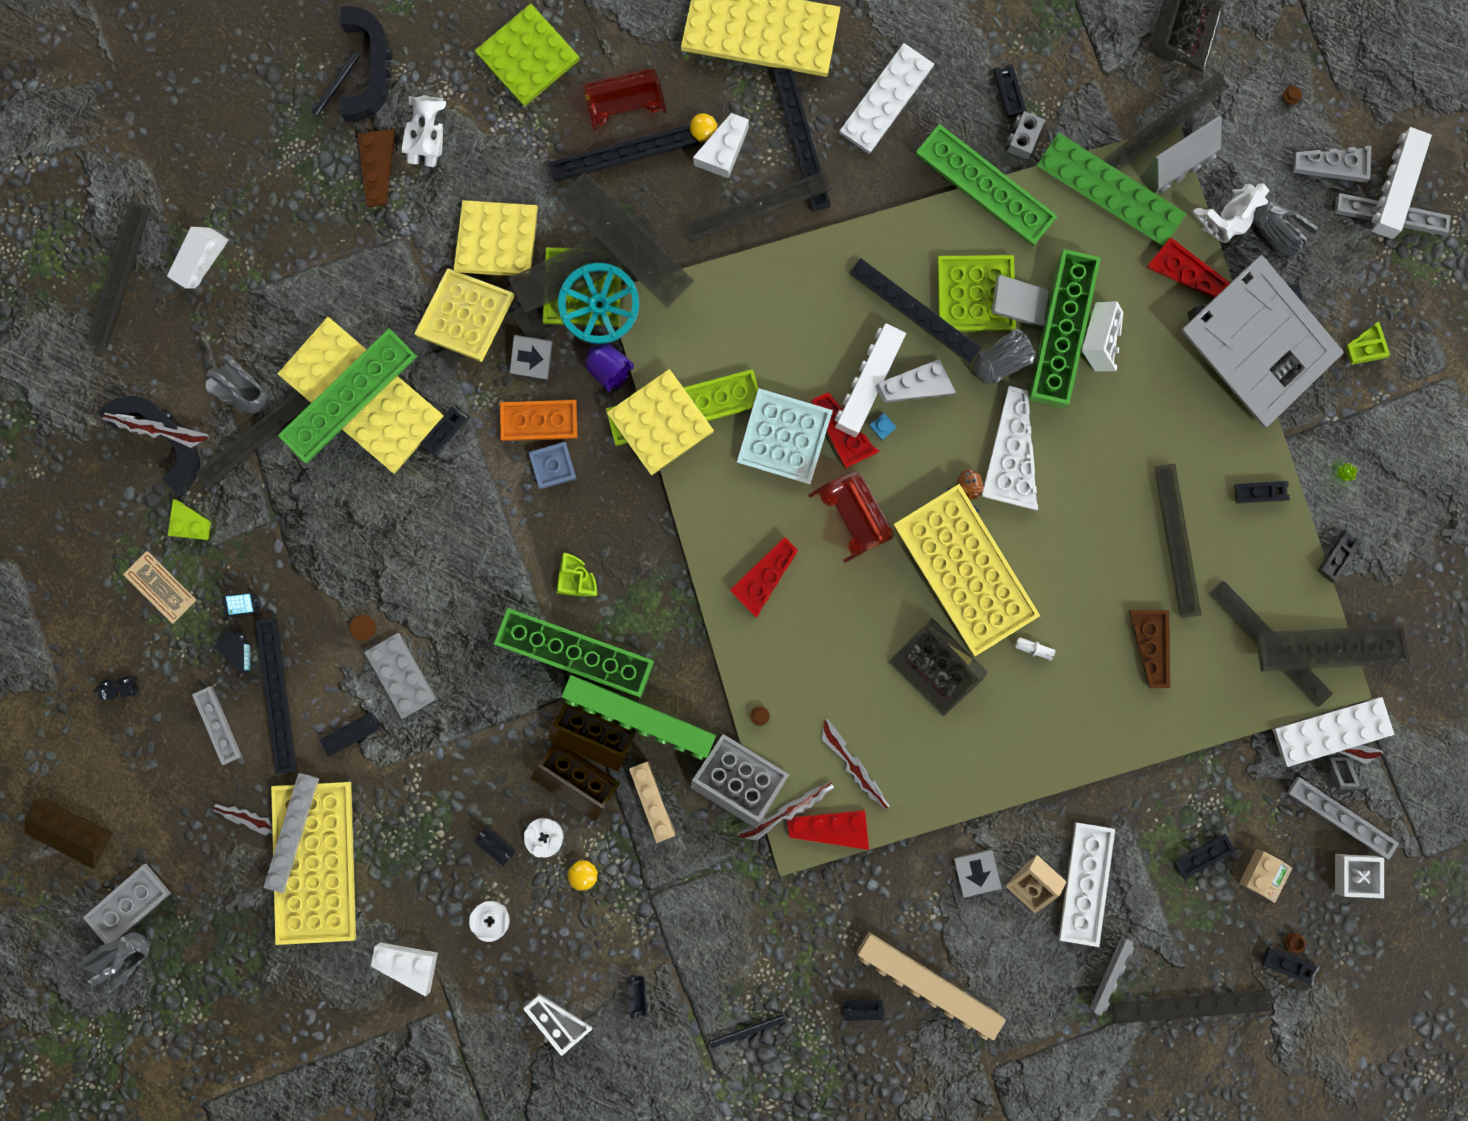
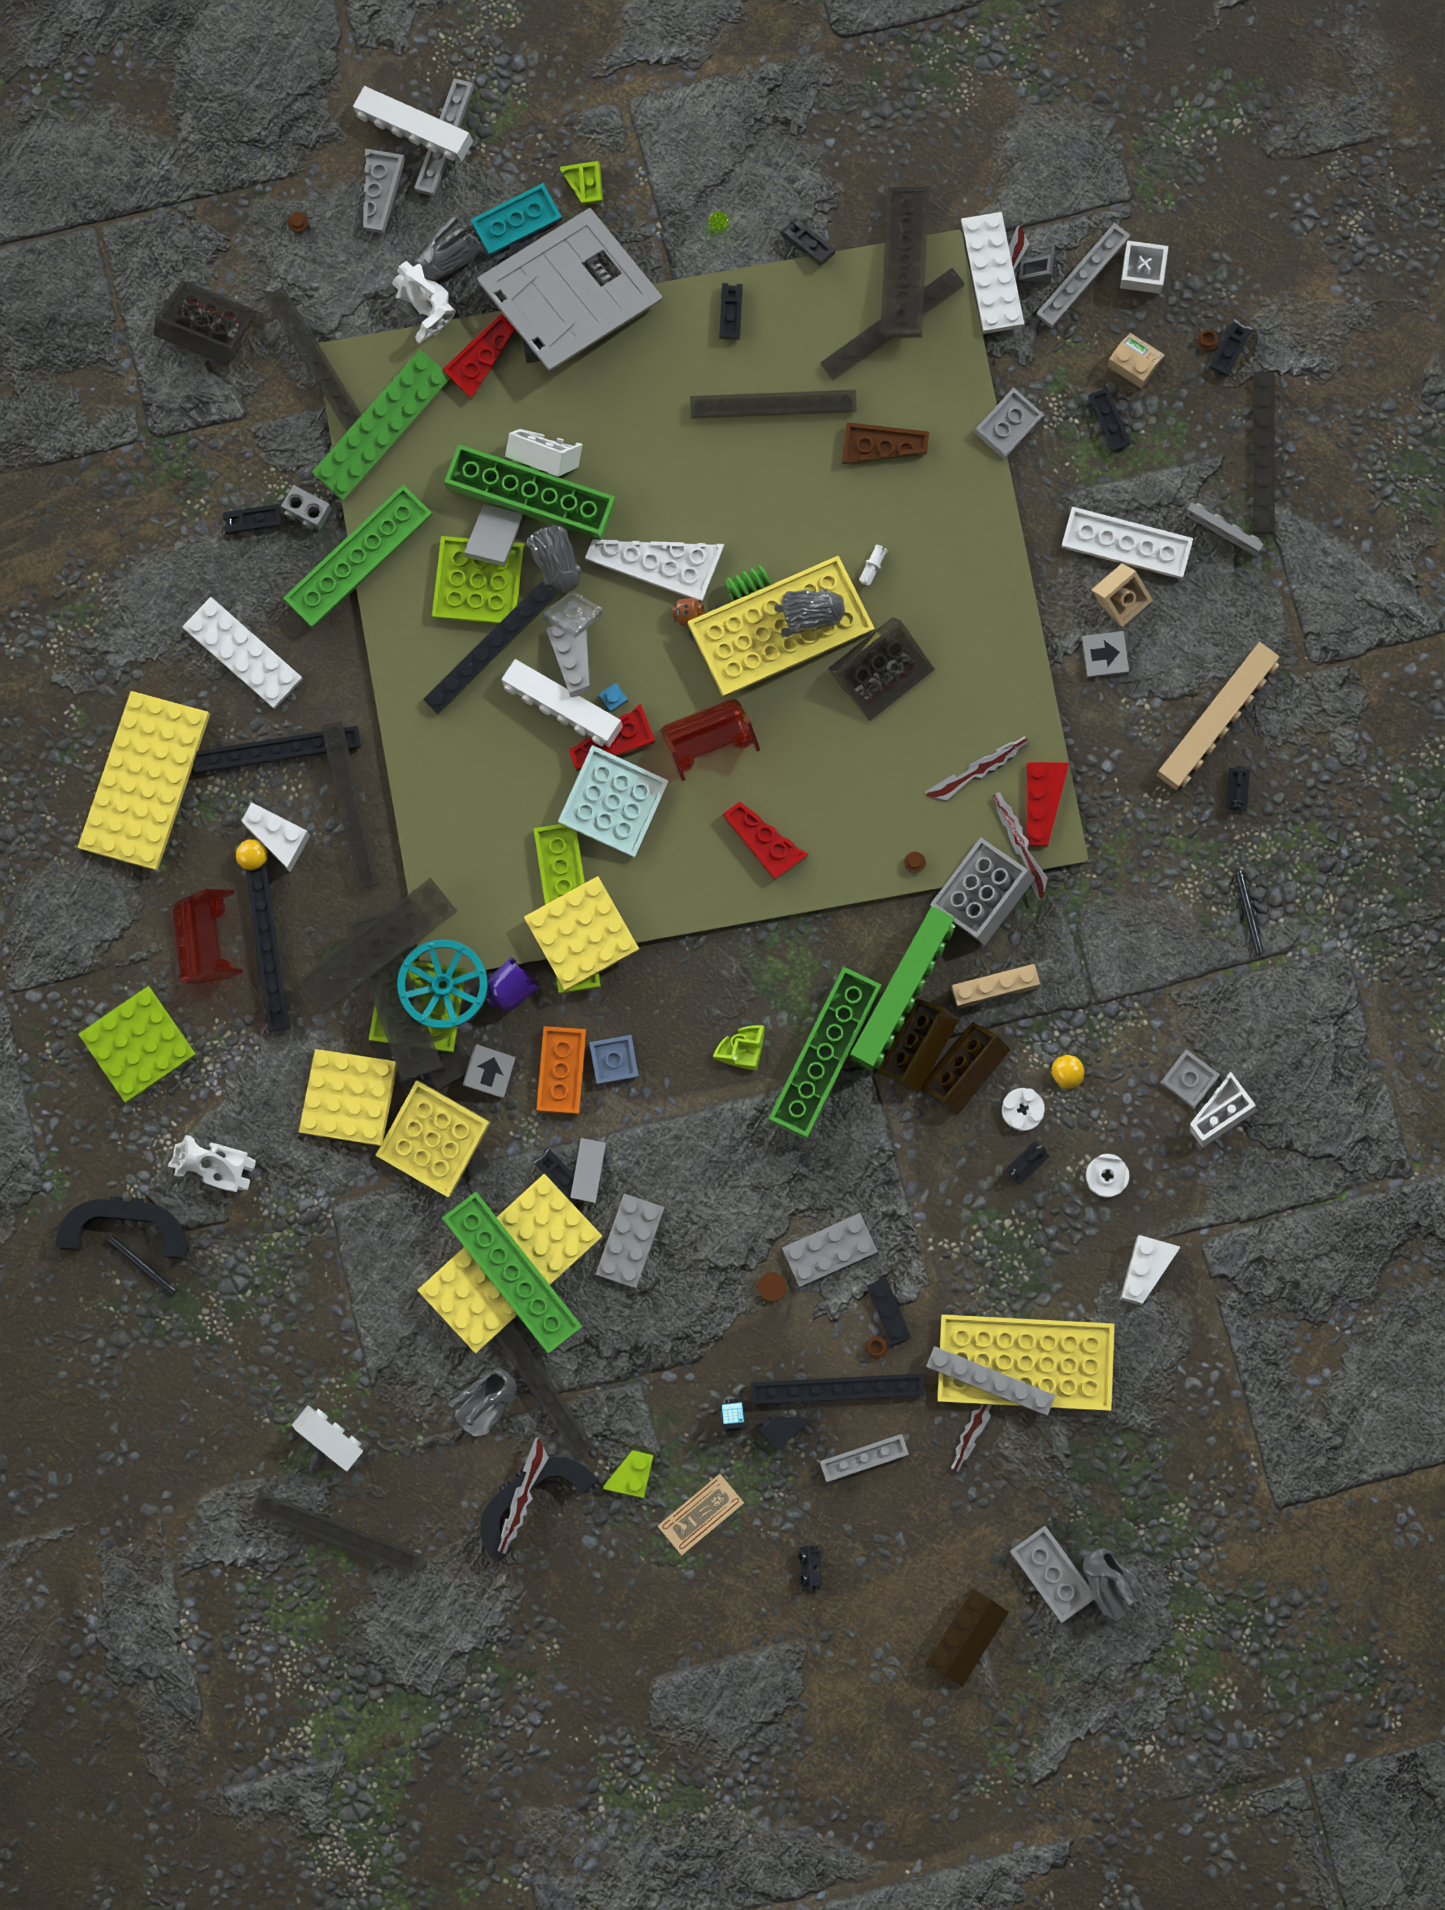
camera: 80 degrees left, 5 degrees down
(317, 726) = (876, 1347): none -> reddish brown plate
(376, 158) = (240, 1226): reddish brown wing -> none
(393, 498) = (630, 1241): none -> light grey plate
(451, 454) = (588, 1170): none -> light grey sticker
(587, 989) = (1190, 1079): none -> light grey tile
(637, 989) = (1201, 1023): black hinge -> none
(954, 380) = (573, 614): none -> clear plate
(982, 594) = (810, 610): none -> dark grey hair
(1003, 535) = (747, 582): none -> bright green piece
(1184, 157) = (359, 345): light grey slope -> none
(1188, 761) = (1008, 423): none -> light grey tile
(1322, 288) = (516, 219): none -> teal plate

